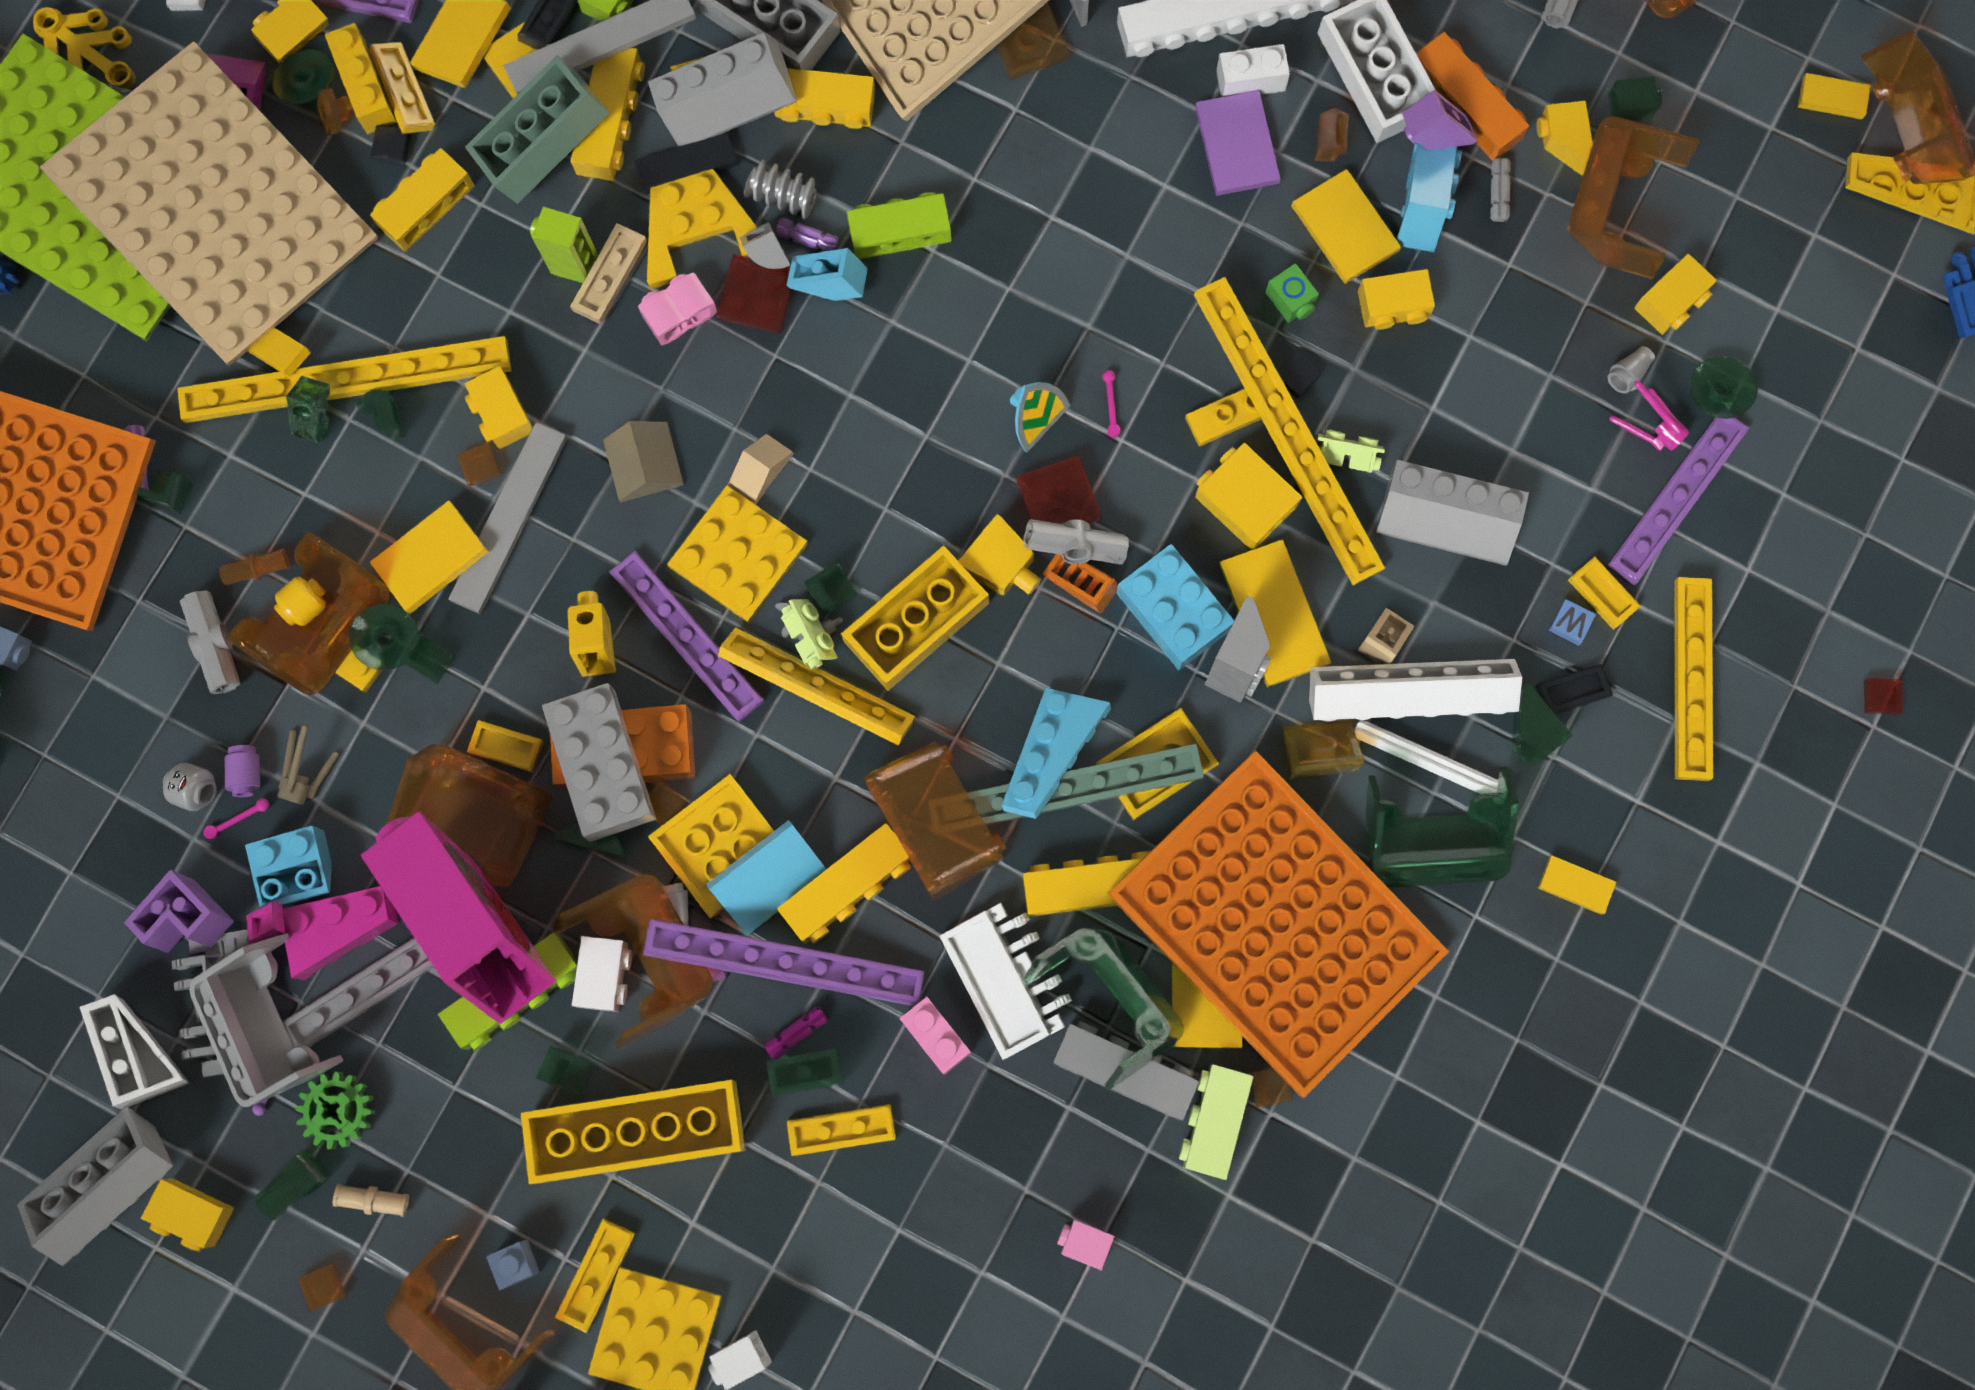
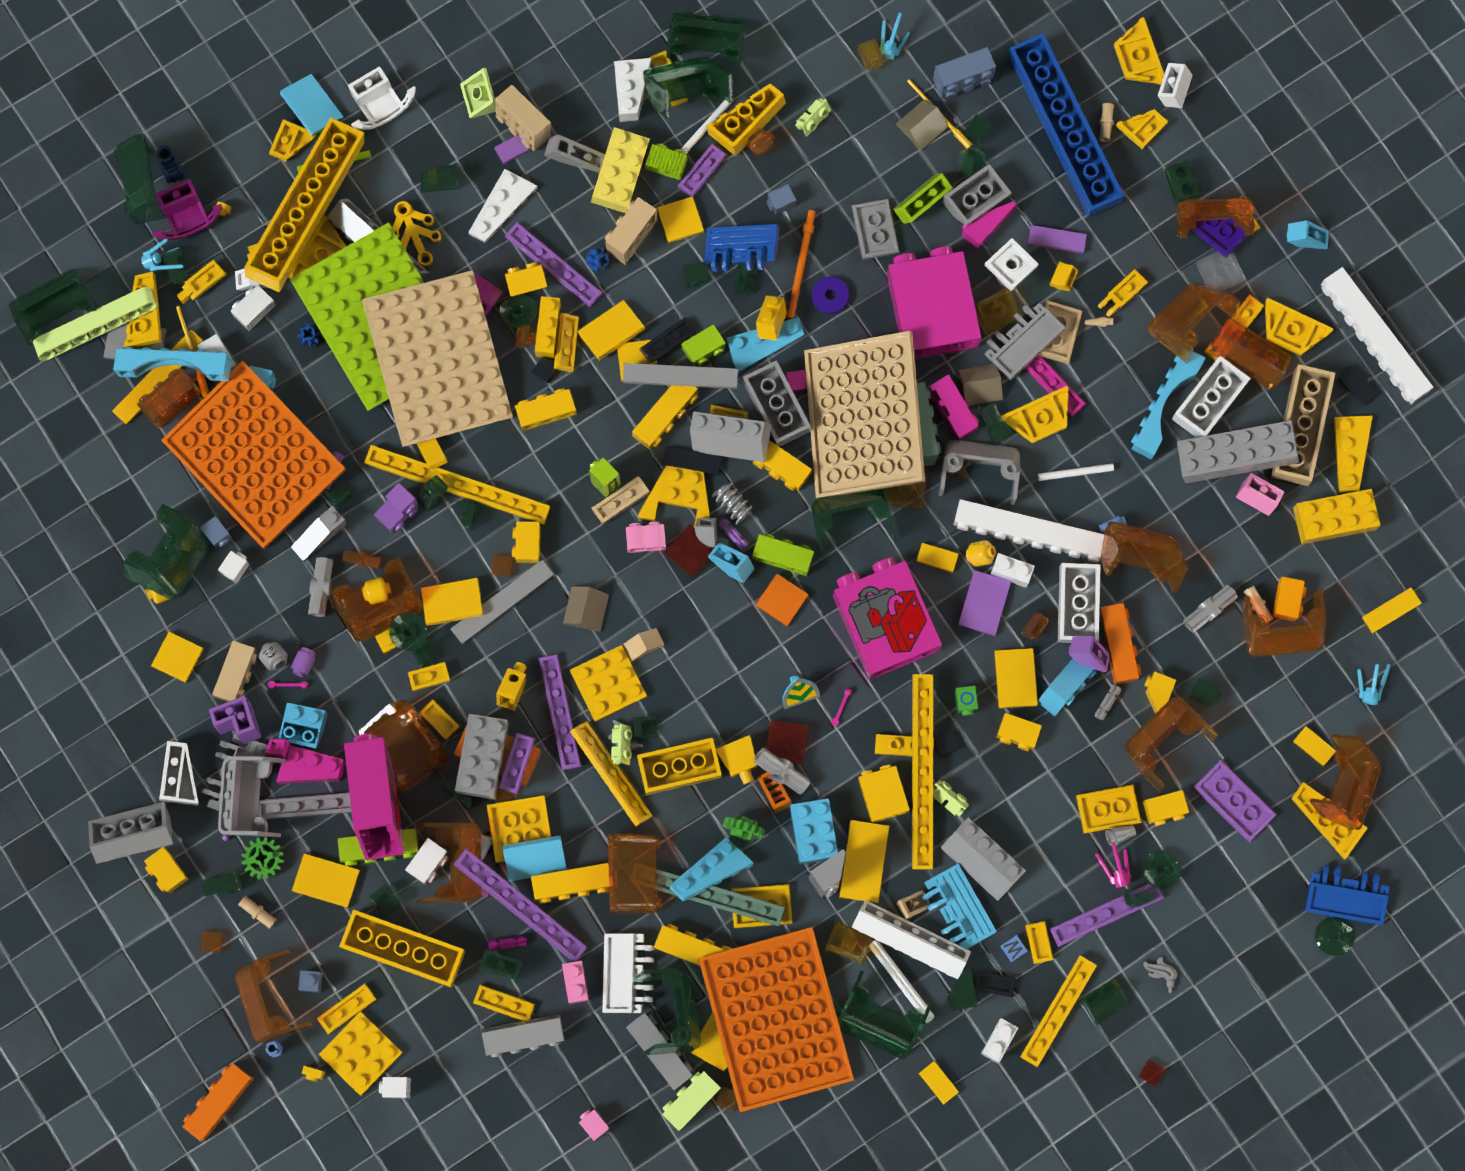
camera: 25 degrees right, 0 degrees up
(37, 869) = (177, 657): none -> yellow tile
(55, 681) = (234, 566): none -> white brick
(139, 841) = (235, 672): none -> tan brick
(166, 560) = (319, 533): none -> slope
(269, 459) = (397, 508): none -> medium lavender brick
(294, 786) = (325, 683): dark tan plant -> none
(453, 689) = (429, 676): none -> yellow plate
(455, 1090) = (326, 880): none -> yellow tile
(537, 129) = (623, 407): sand green brick -> none
(660, 745) = (516, 763): none -> medium lavender tile
(898, 1164) = (522, 1035): none -> light grey brick
(928, 126) = (826, 507): none -> clear green windscreen
(934, 294) = (782, 600): none -> orange tile
(1066, 657) = (743, 828): none -> bright green gear
(1106, 234) = (886, 618): none -> brick
(1130, 114) = (937, 557): none -> yellow tile
(1192, 71) = (980, 553): none -> yellow head
(1458, 602) = (960, 906): none -> medium azure hinge
(1591, 343) = (1108, 809): none -> yellow tile
(1633, 770) = (999, 1040): none -> white brick
(1712, 452) = (1142, 898): none -> clear green bracket
(1753, 625) = (1105, 1001): none -> clear green panel
(1767, 234) = (1234, 801): none -> medium lavender tile
(1808, 536) = (1162, 970): none -> light grey piece

